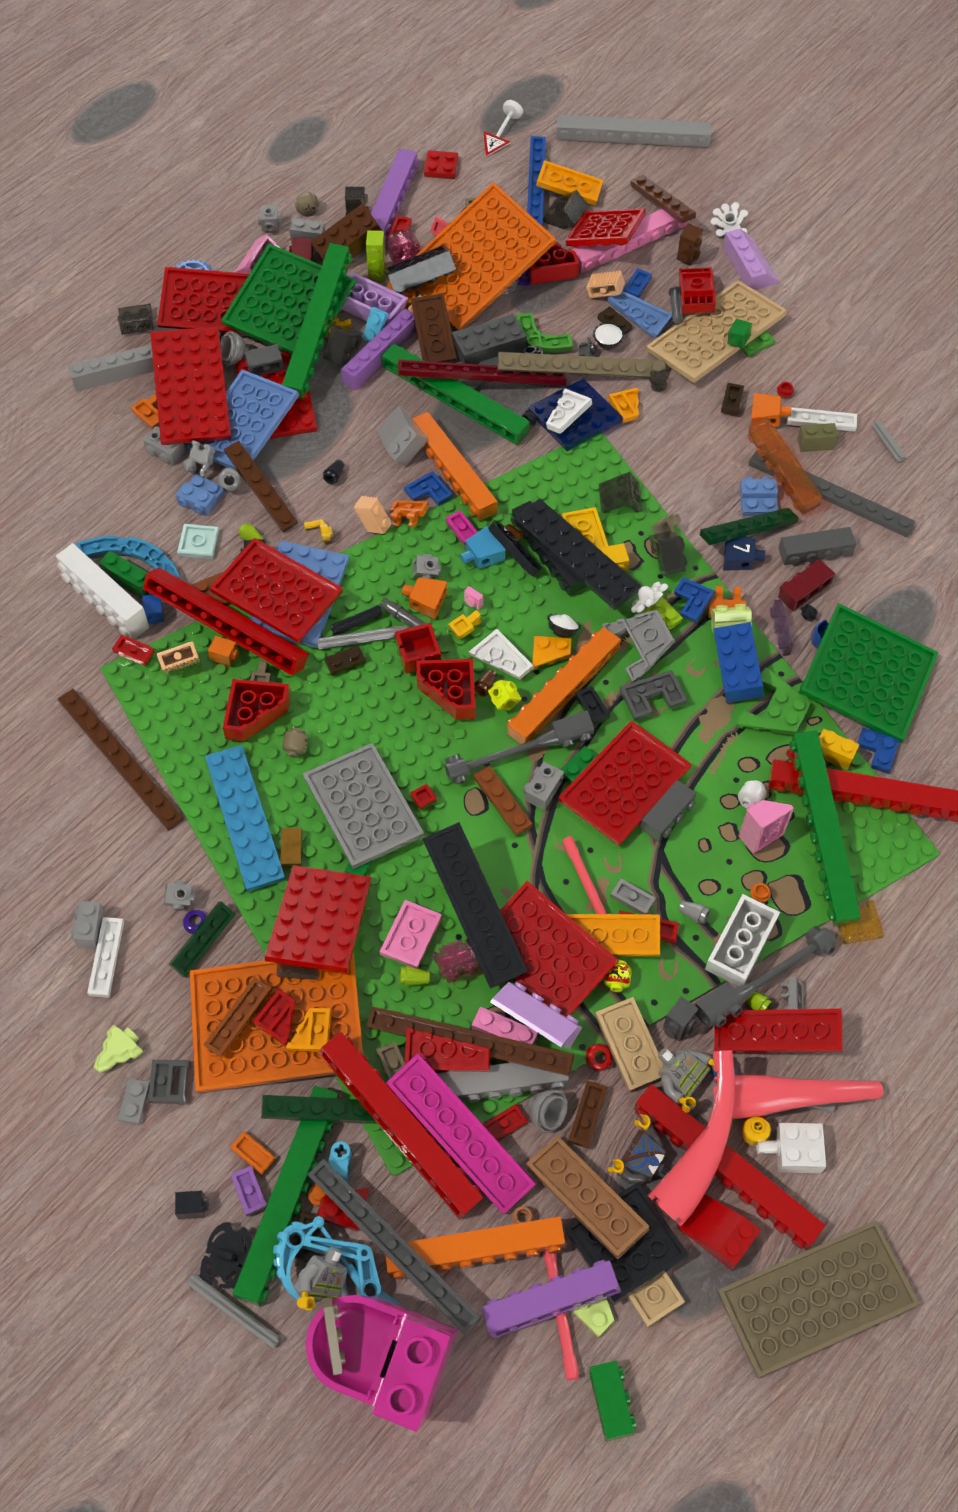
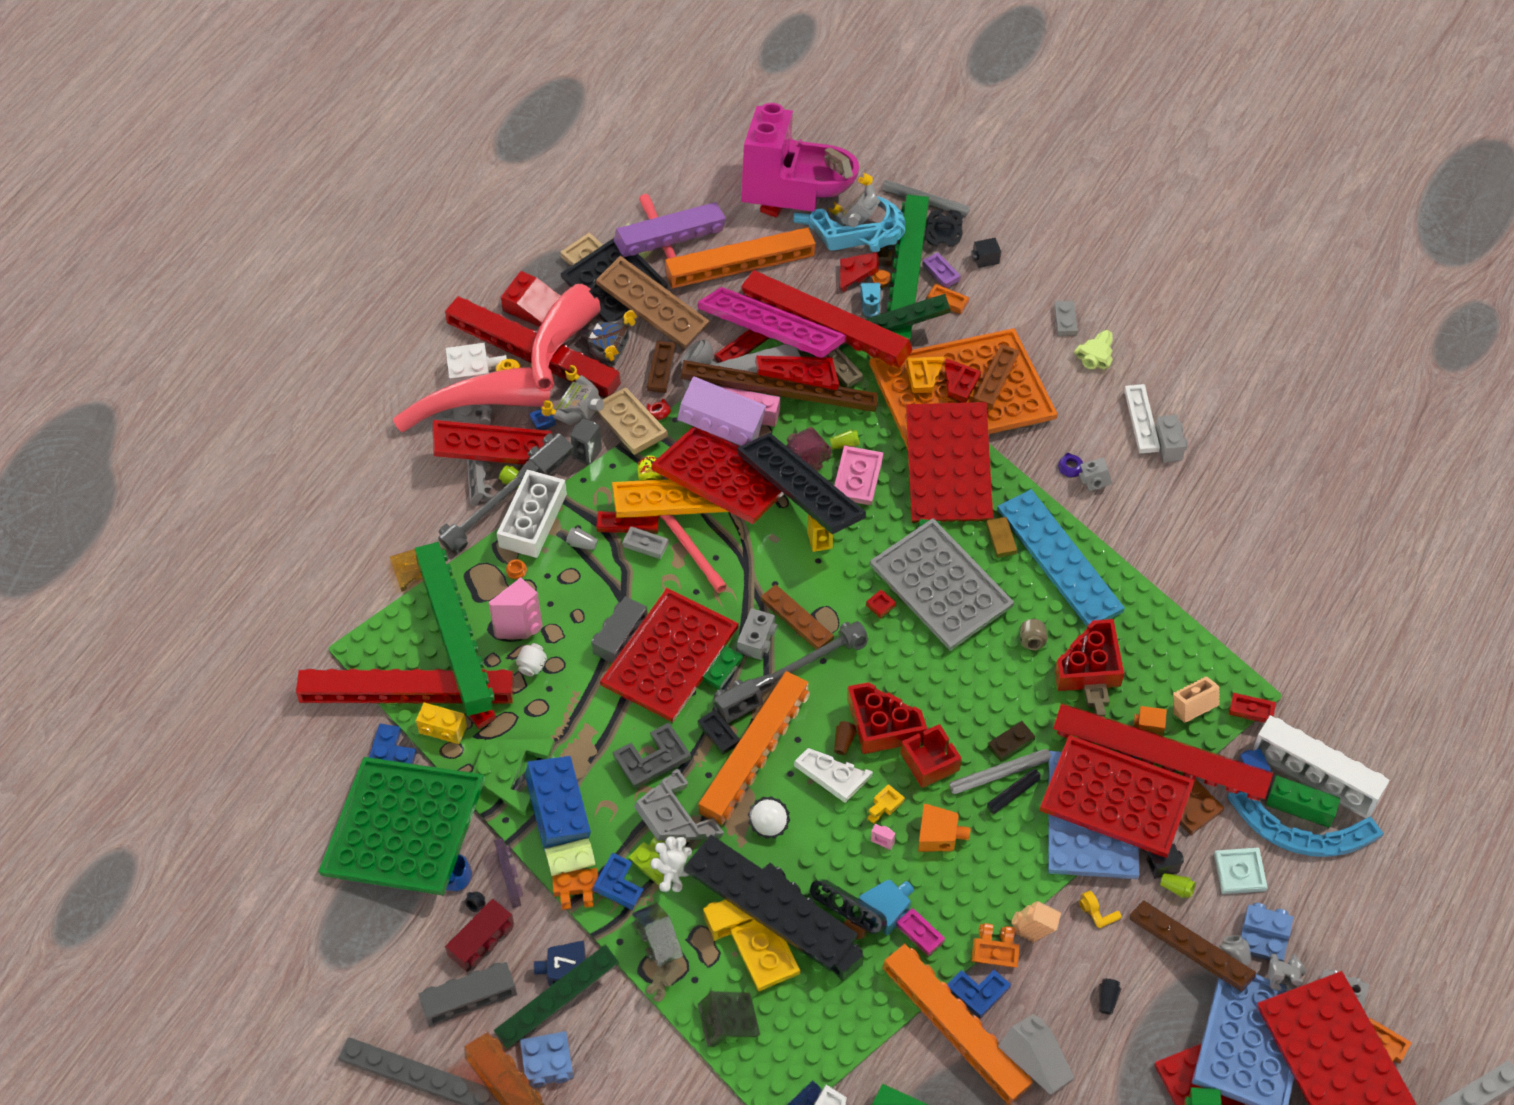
camera: 170 degrees right, 5 degrees down
(121, 759) = (1217, 603): reddish brown plate -> none
(162, 1081) = (1046, 332): dark grey plate -> none
(202, 939) = (1057, 446): dark green plate -> none
(394, 1247) = (809, 238): dark grey plate -> none
(398, 612) = (963, 804): dark grey pin -> none
(426, 567) = (949, 861): light grey brick -> none
(504, 695) = (819, 721): neon yellow brick -> none
(522, 1210) = (704, 288): nougat plate -> none
(550, 650) = (782, 787): light orange wing -> none
(612, 1400) = (611, 186): green brick -> none
(817, 1298) = (452, 268): dark tan plate -> none

